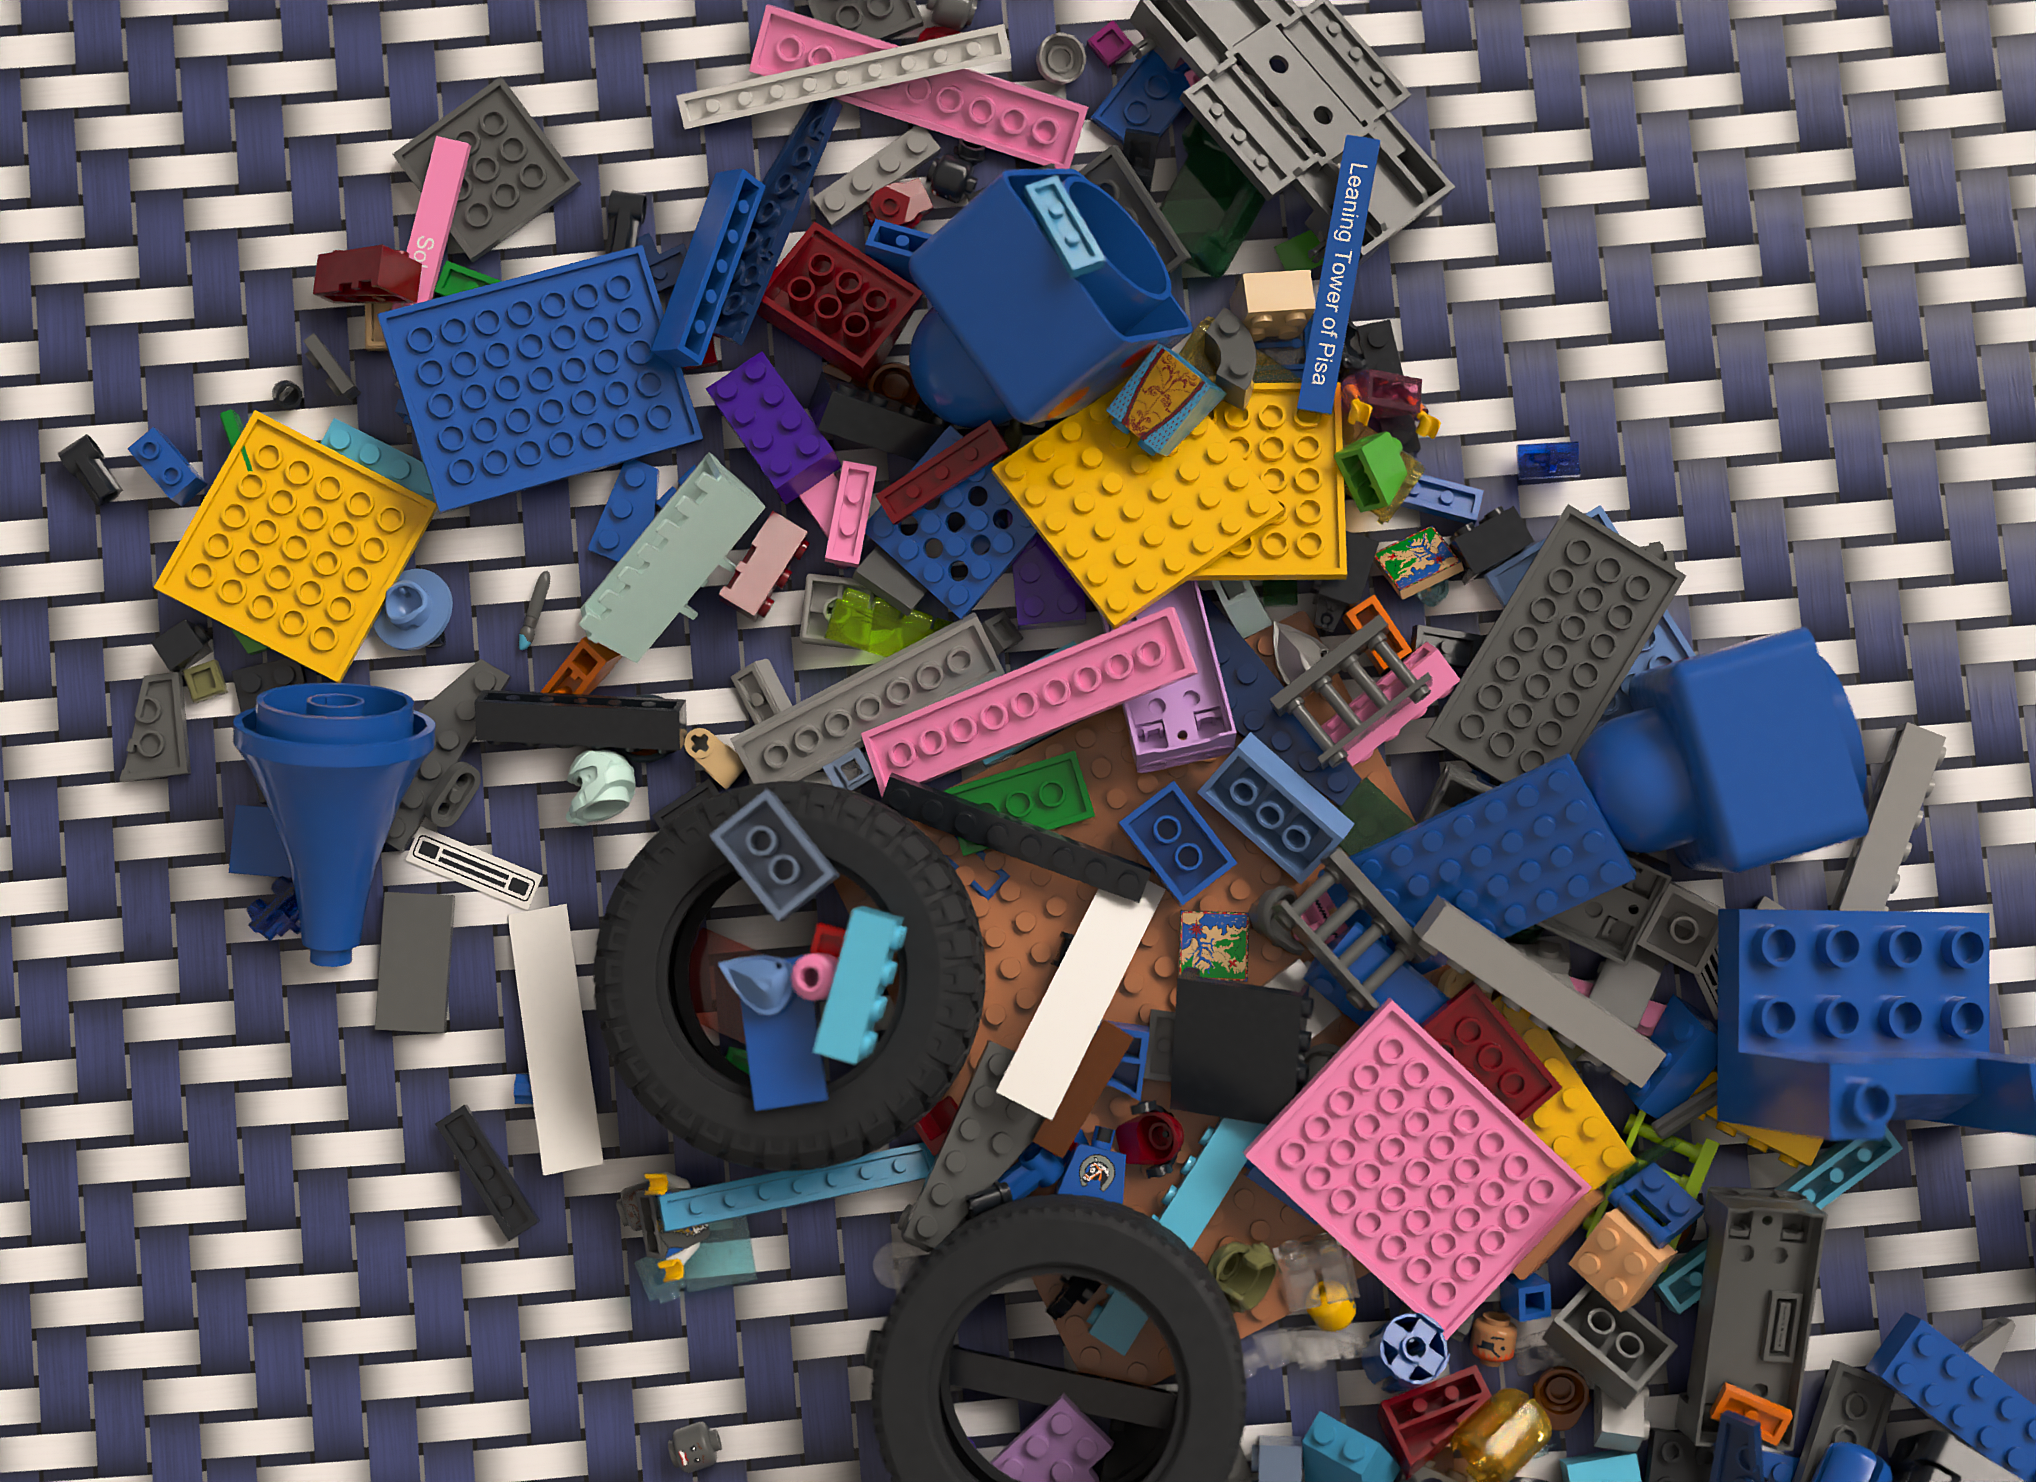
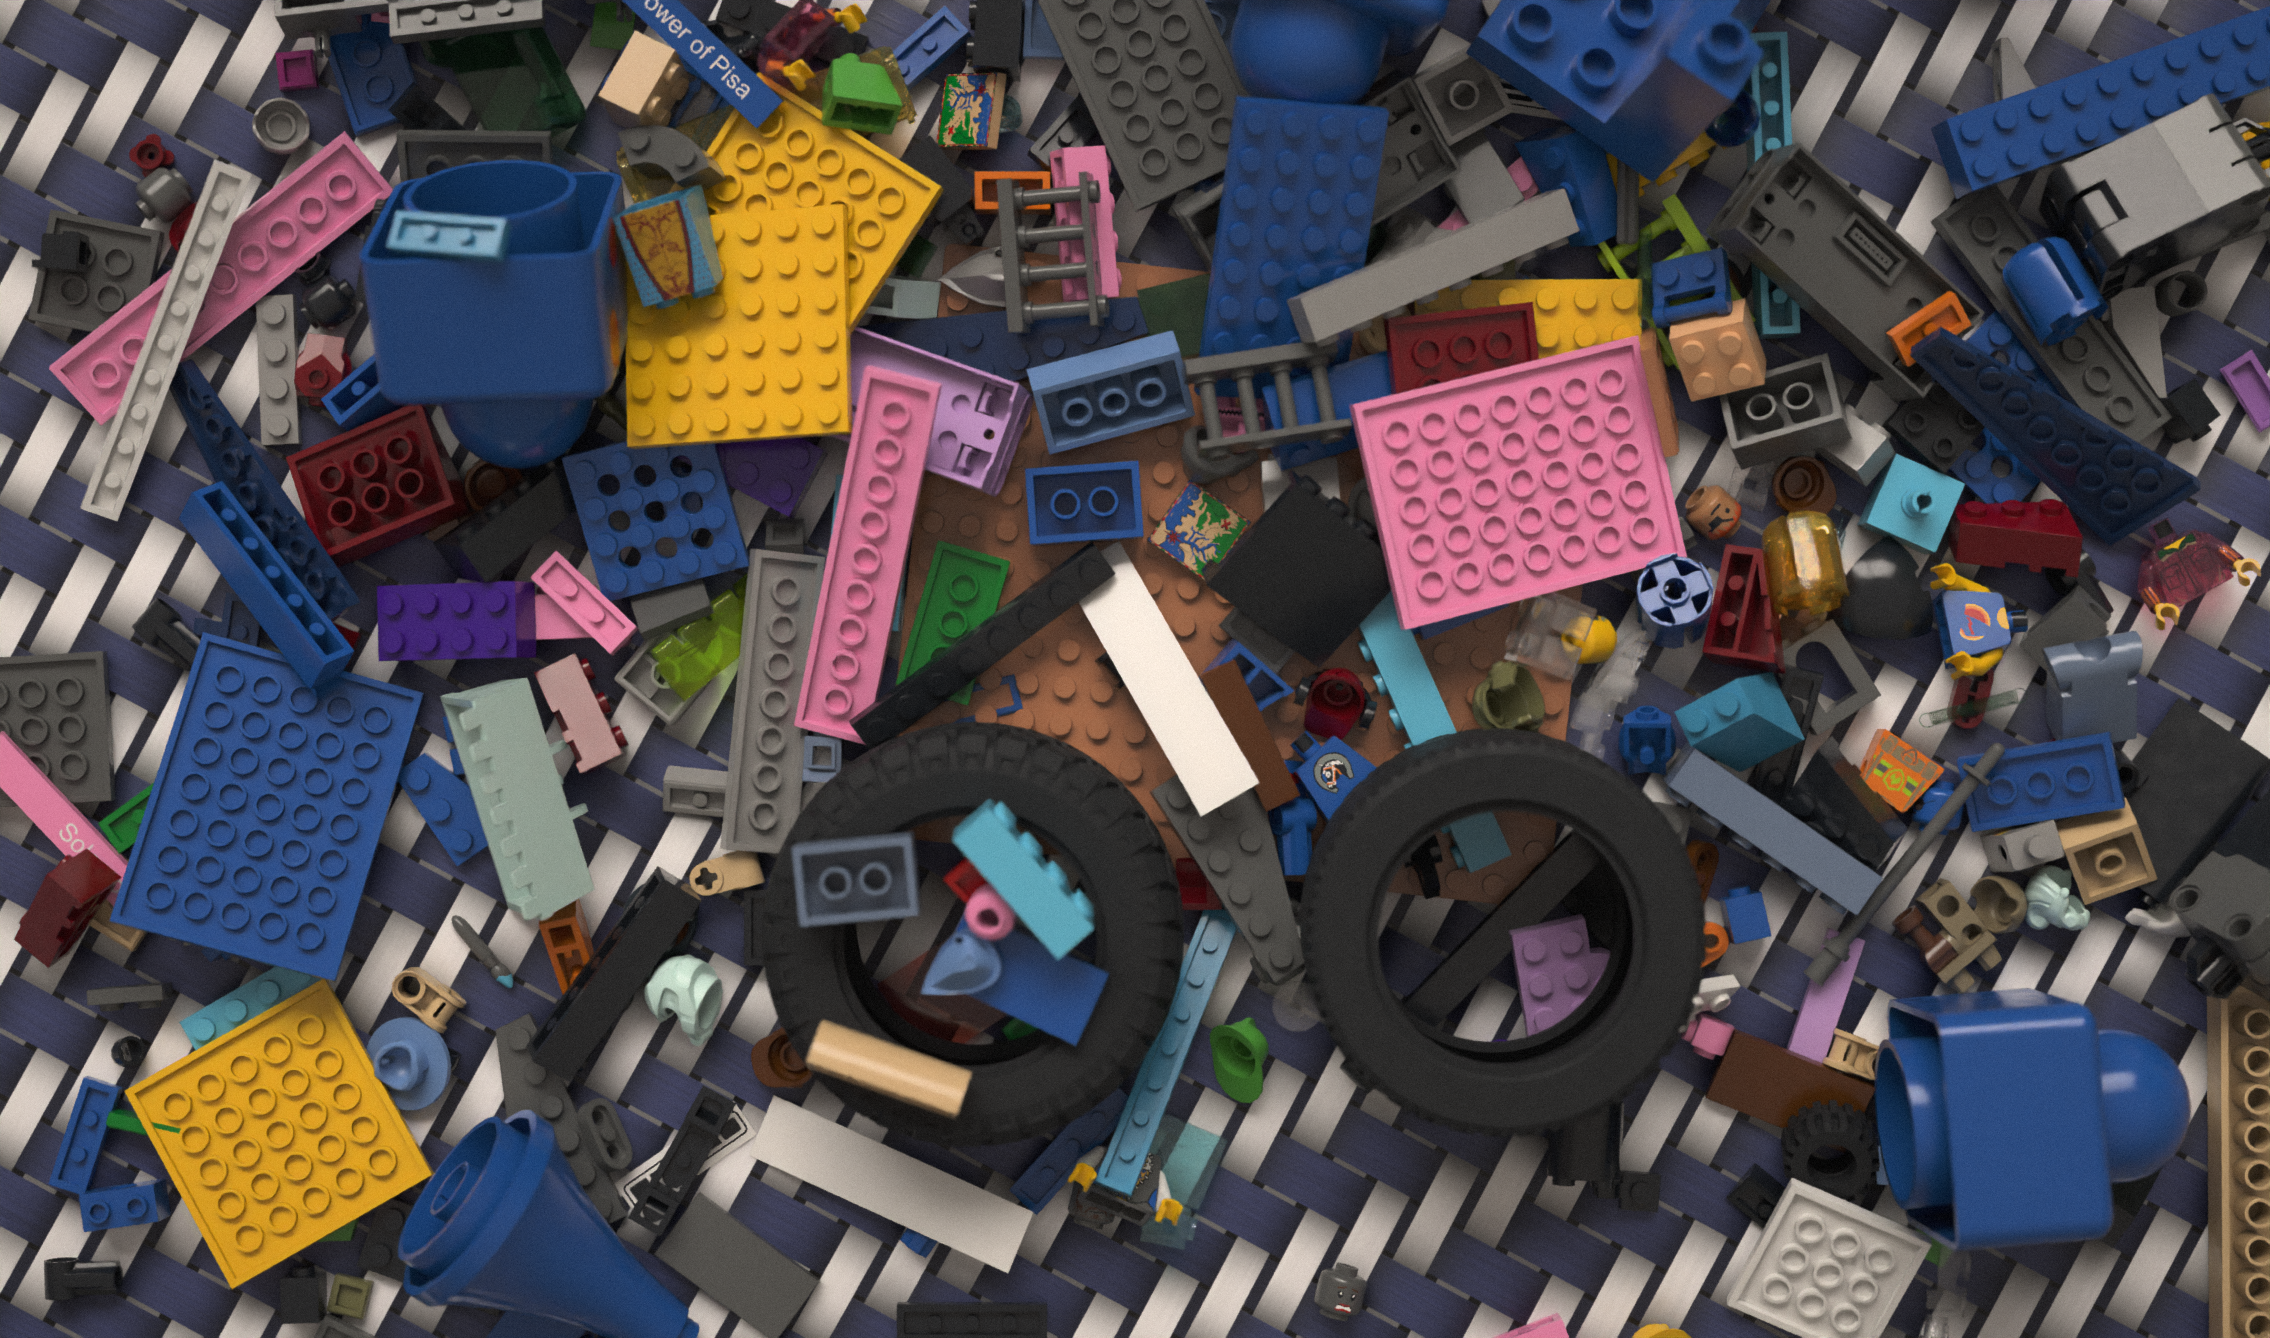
camera: 60 degrees left, 5 degrees up
(202, 403) = (85, 1135): none -> blue plate
(470, 866) = (682, 1161): none -> black slope
(471, 593) = (429, 999): none -> tan piece
(592, 891) = (778, 1063): none -> reddish brown hat
(642, 976) = (888, 1069): none -> tan brick
(655, 1156) = (1058, 1160): none -> blue plate
(826, 1246) = (1239, 1058): none -> bright green piece
(942, 472) = (602, 494): dark red plate -> none
(988, 1198) = (1292, 884): black pin -> none
(1282, 1404) = (1647, 740): none -> blue hand
(1526, 1298) = (1697, 459): blue brick -> none
(1806, 1153) = (1736, 122): none -> hair

